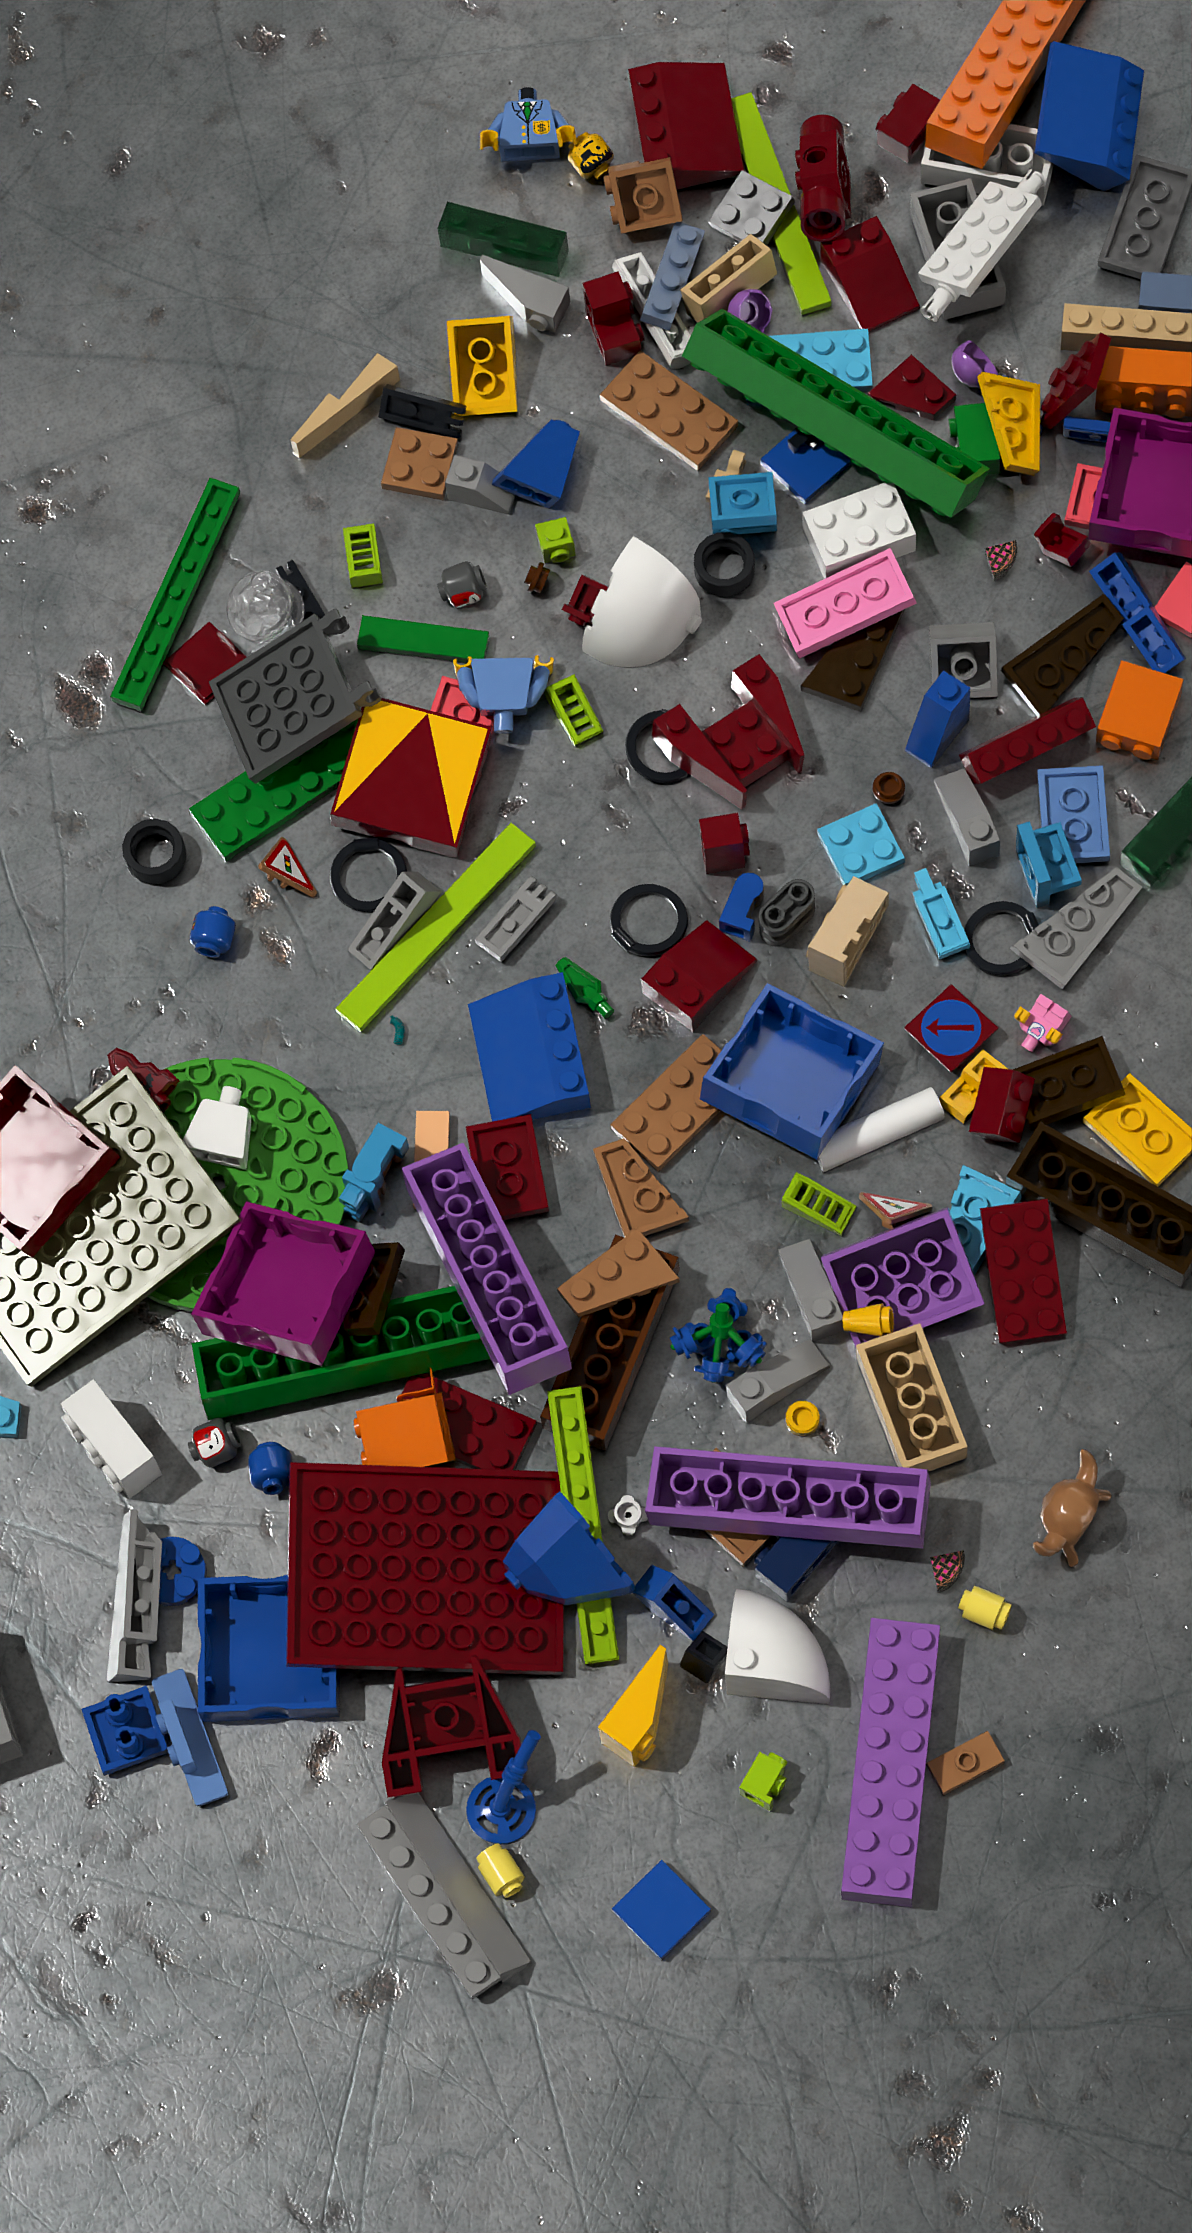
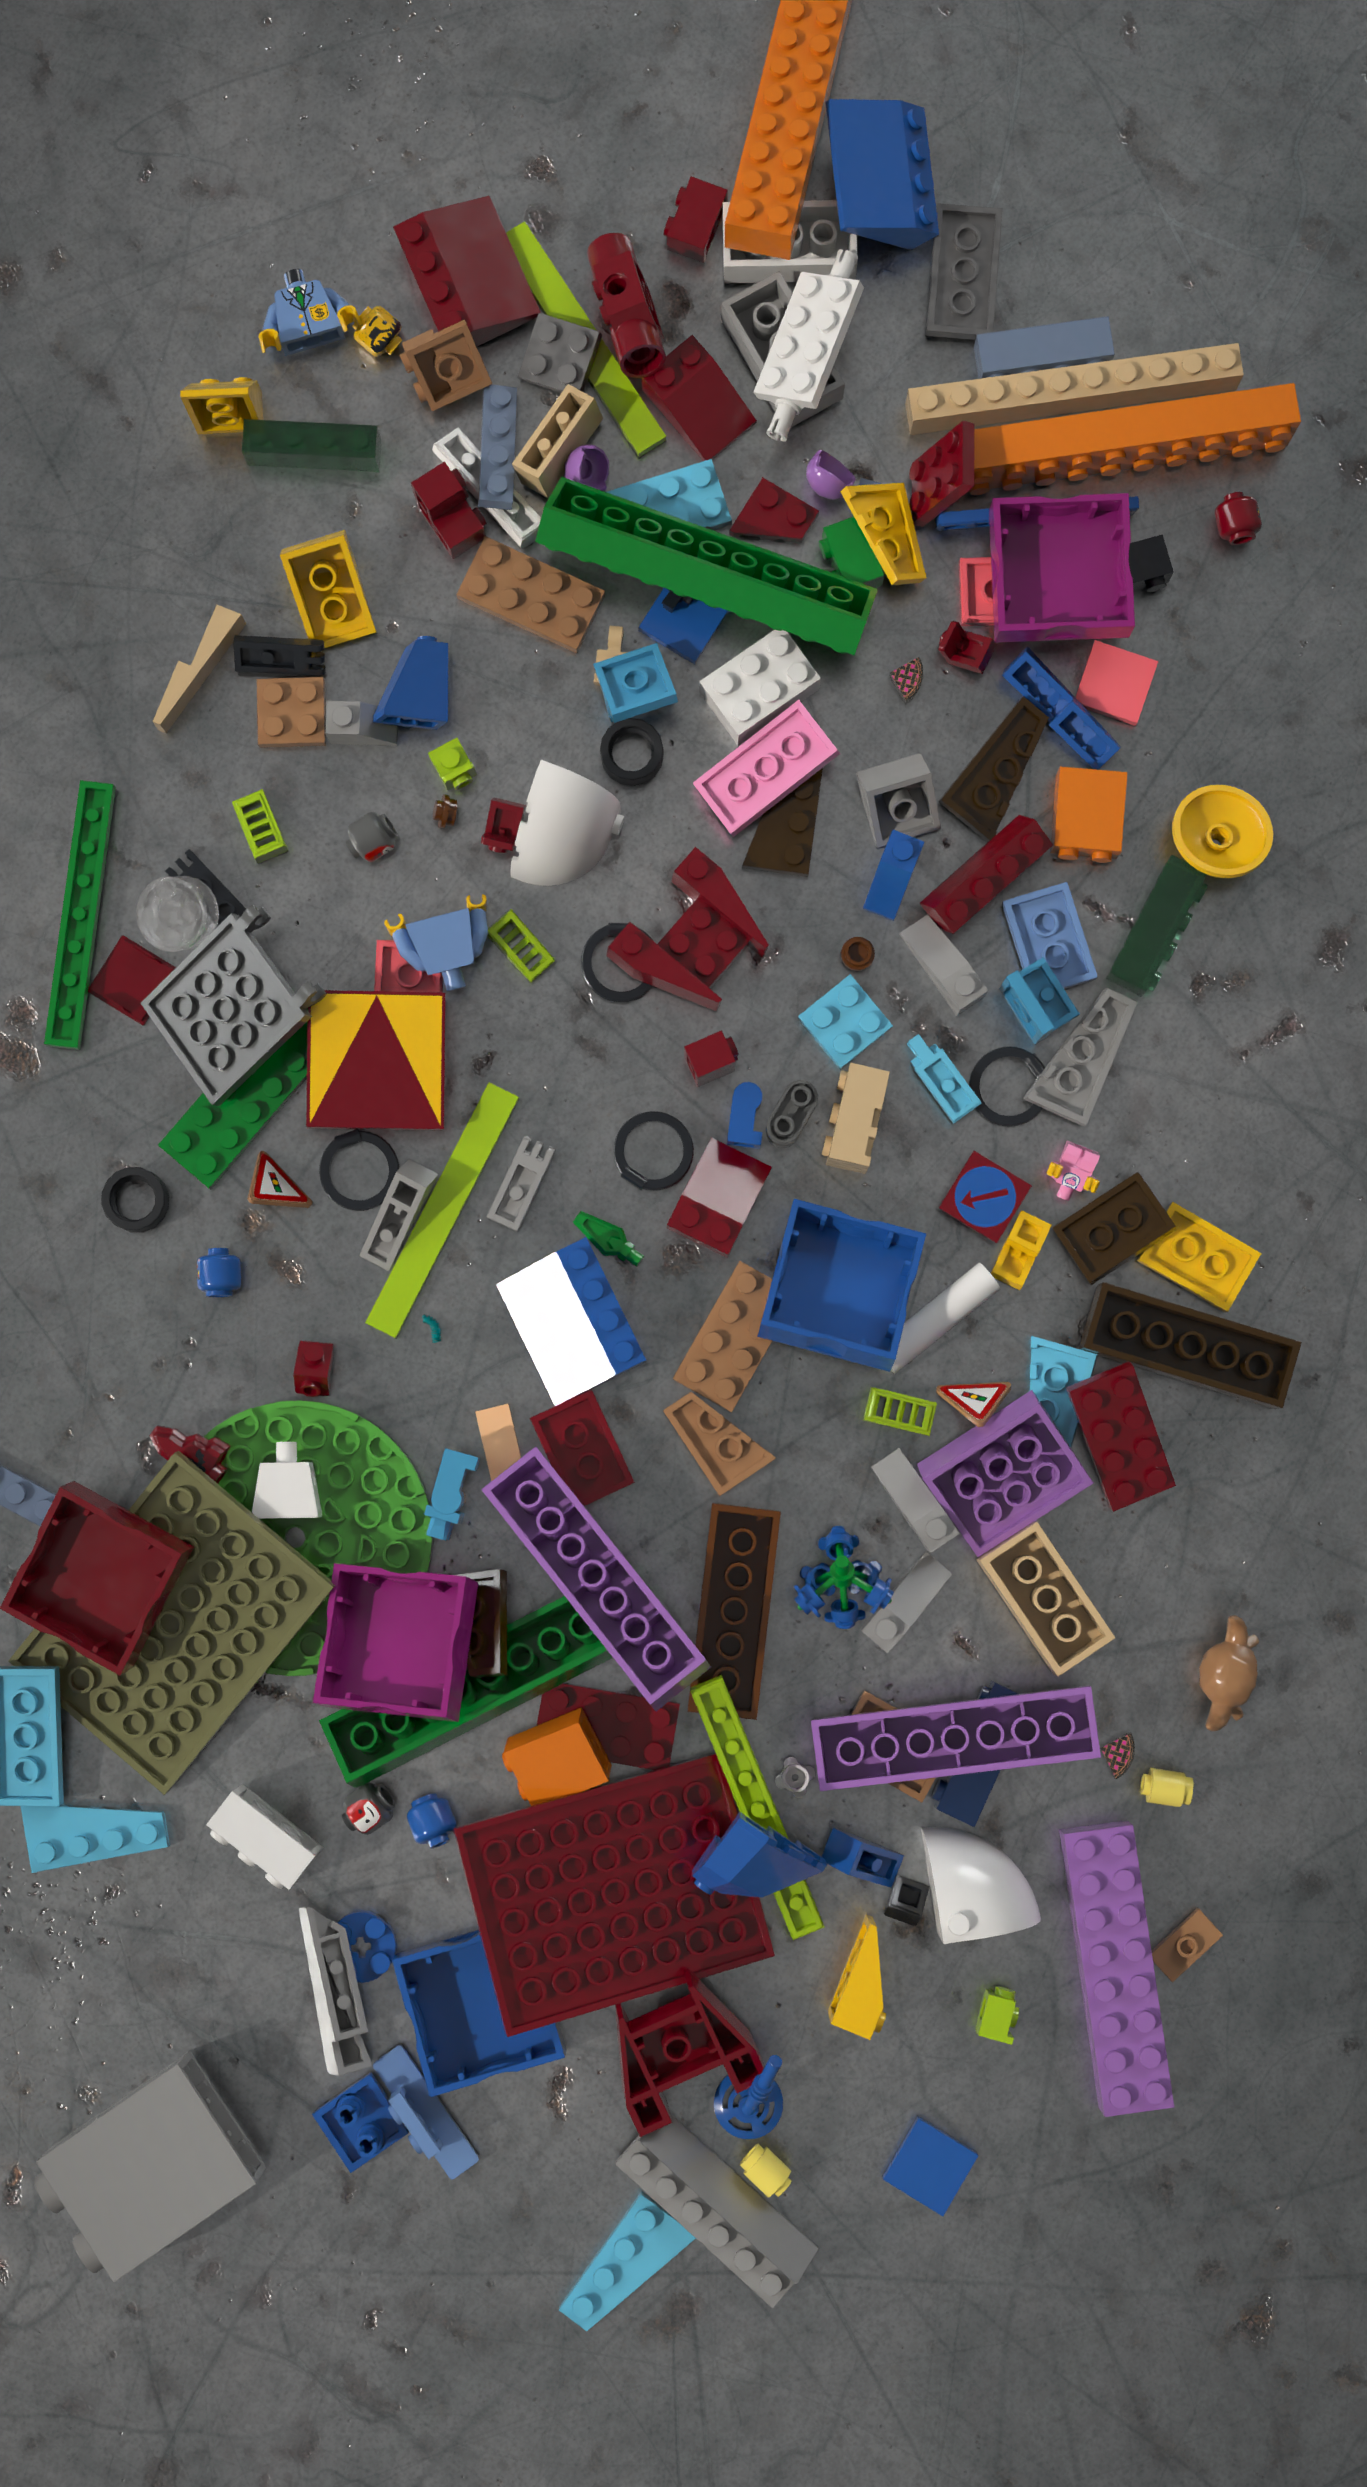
camera: 20 degrees left, 15 degrees up
(275, 1038) = (313, 1368): none -> dark red bracket
(352, 1918) = (629, 2257): none -> medium azure wing
(421, 639) = (346, 904): green tile -> none
(428, 186) = (222, 405): none -> yellow slope
(429, 1391) = (571, 1702): orange piece -> none
(532, 296) = (360, 502): light grey slope -> none
(620, 1273) = (727, 1547): medium nougat wing -> none
(802, 1418) = (939, 1634): yellow tile -> none
(870, 1320) = (986, 1529): yellow cone -> none
(1001, 1104) = (1058, 1269): dark red brick -> none

